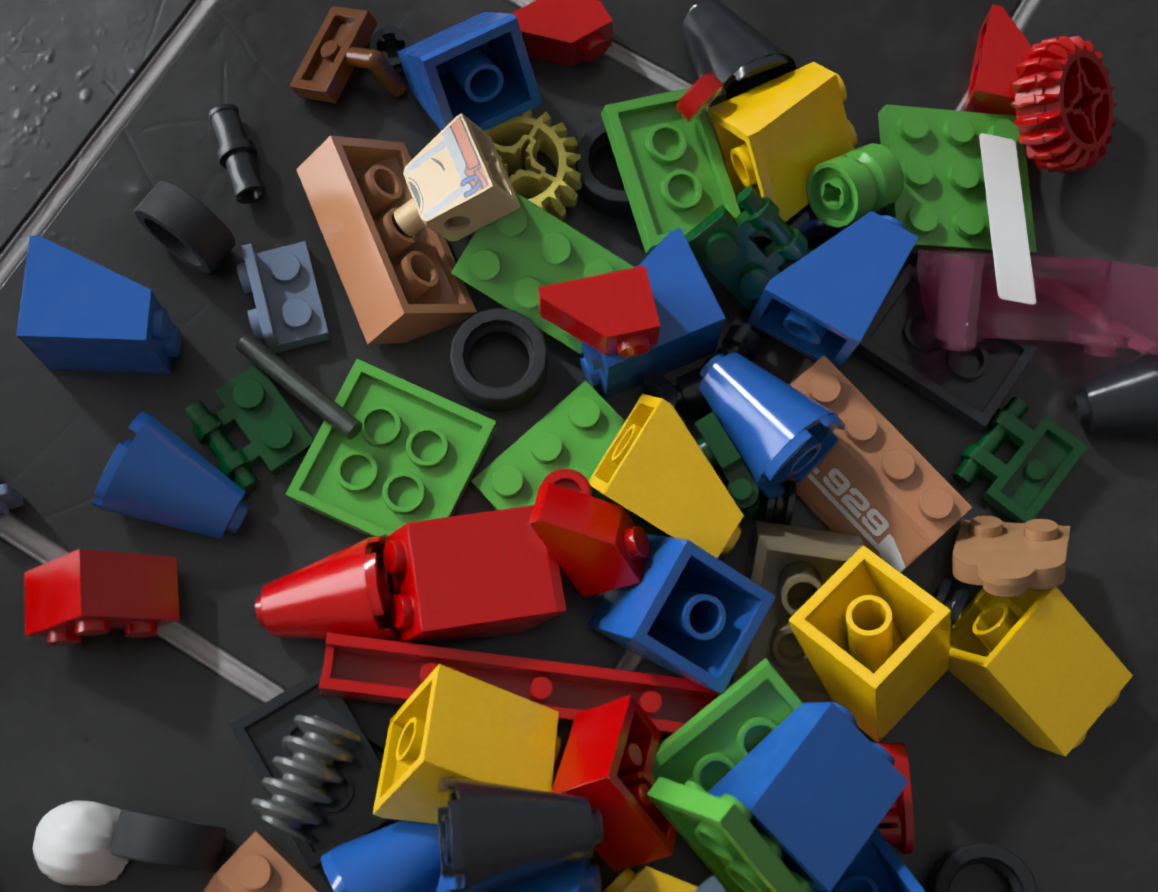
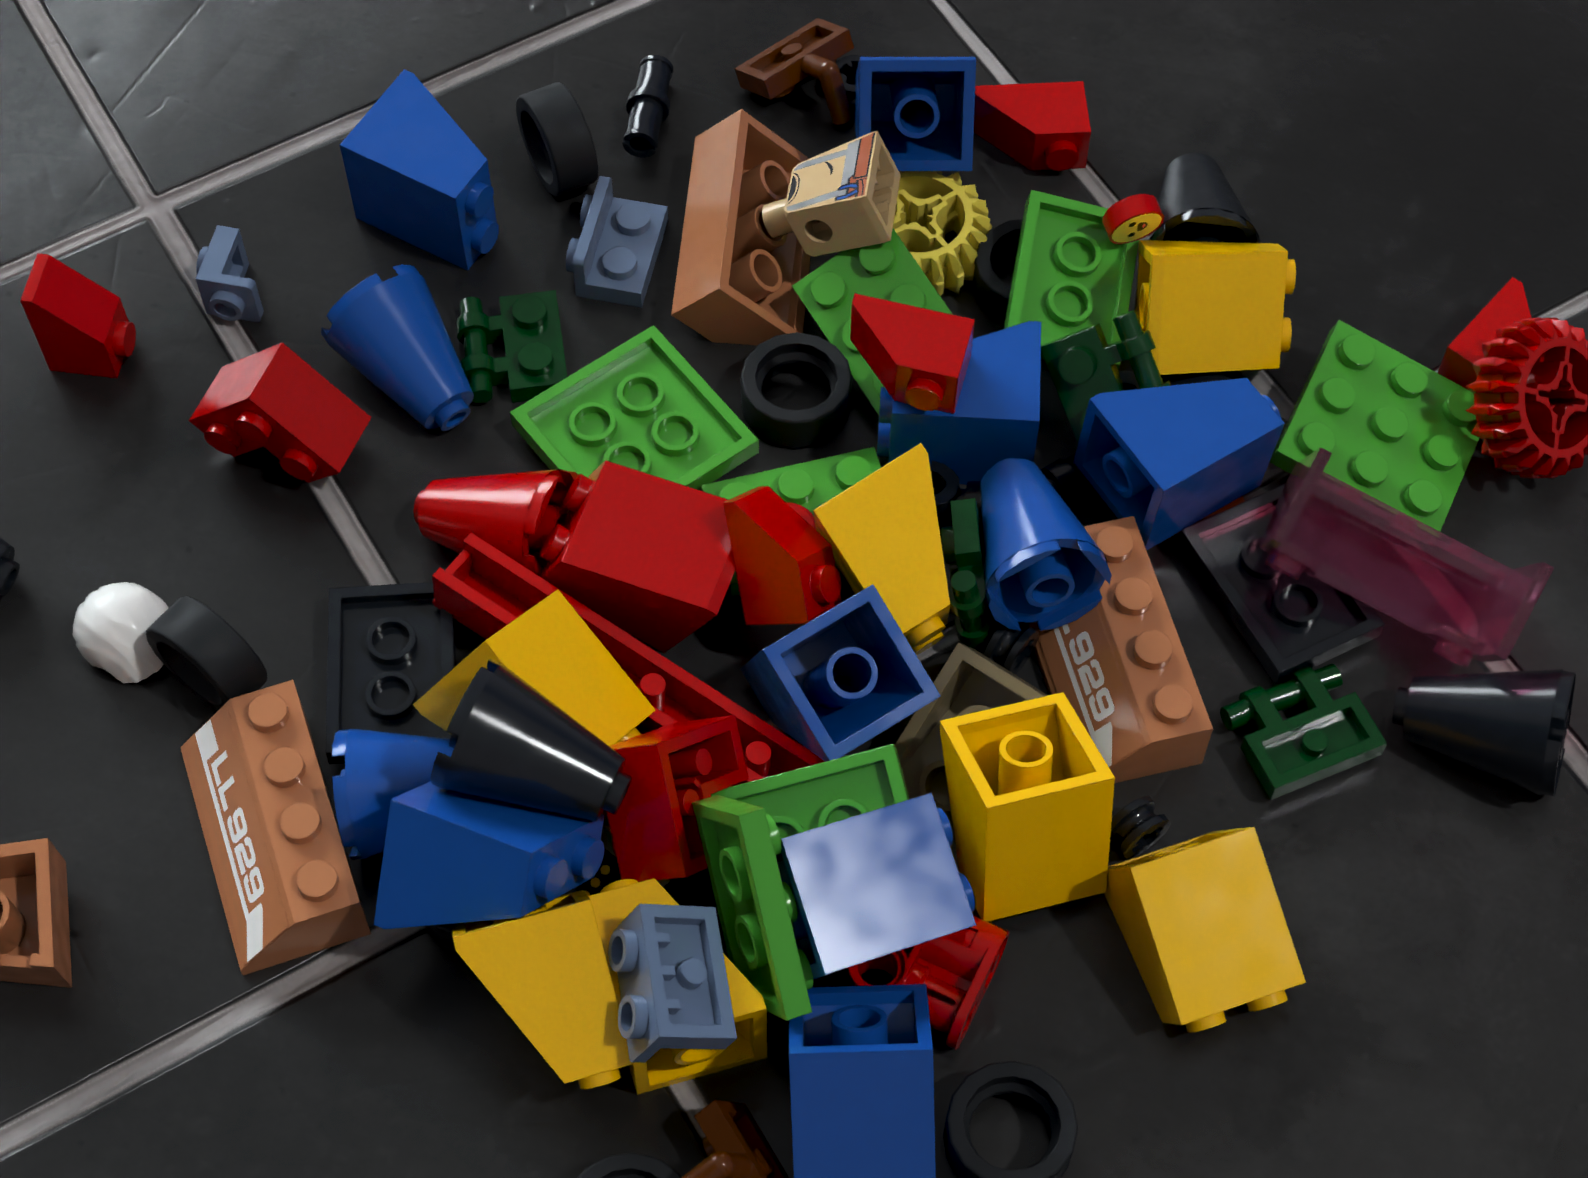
camera: 30 degrees right, 15 degrees down
(299, 386) = (582, 324): pearl dark grey bar -> none
(305, 775) = (371, 650): dark grey piece -> none
(855, 184) = (1272, 363): bright green wheel -> none
(1007, 219) = (1409, 475): white sticker -> none
(1011, 555) = (1220, 789): medium nougat plate -> none

